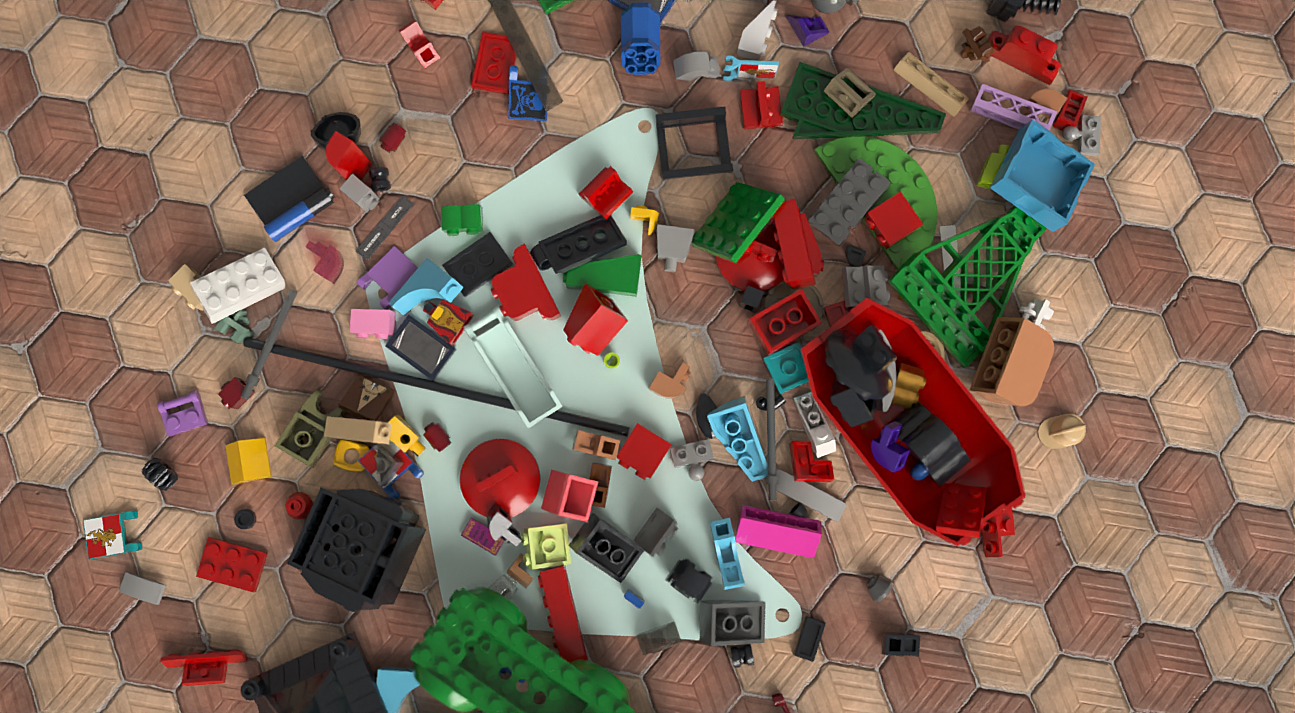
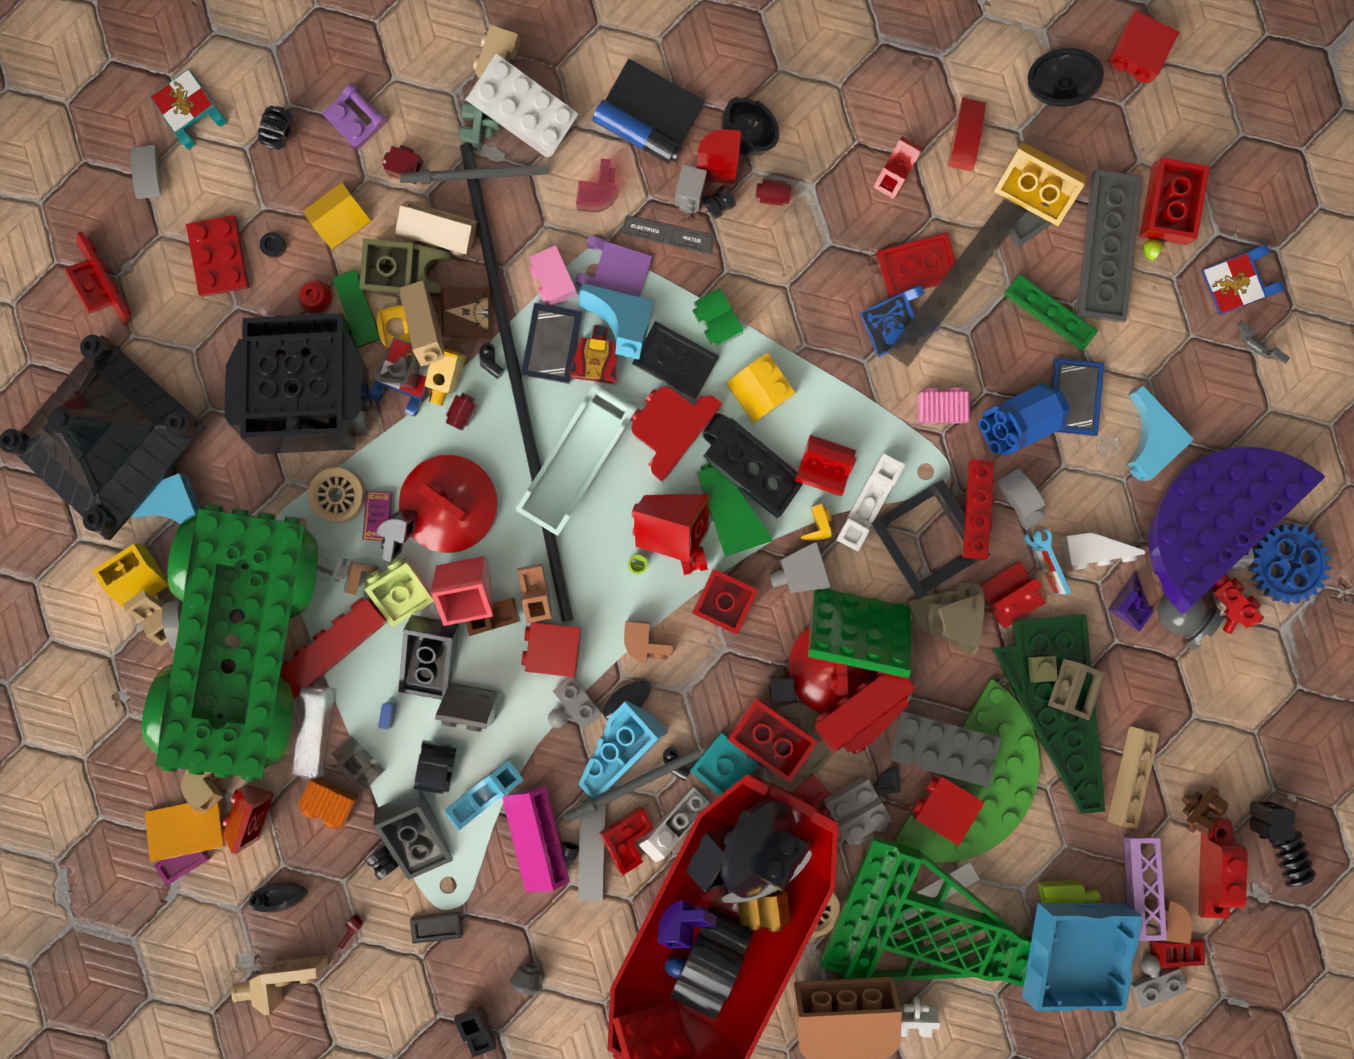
camera: 60 degrees right, 5 degrees up
(294, 391) = (436, 228): none -> brick
(324, 478) = (356, 308): none -> green tile
(409, 399) = (487, 360): none -> black arm
(437, 550) = (318, 484): none -> tan wheel
(527, 212) = (760, 388): none -> yellow slope
(604, 91) = (943, 407): none -> bright pink brick
(620, 660) = (313, 730): none -> clear slope
(632, 316) = (700, 564): none -> red wheel
(646, 173) = (870, 501): none -> white slope
(668, 309) = (725, 601): none -> red brick
(678, 676) = (327, 803): none -> orange brick
(689, 99) = (978, 509): none -> red bracket
(757, 153) = (952, 615): none -> dark tan piece
(824, 108) = (1042, 668): none -> olive plate

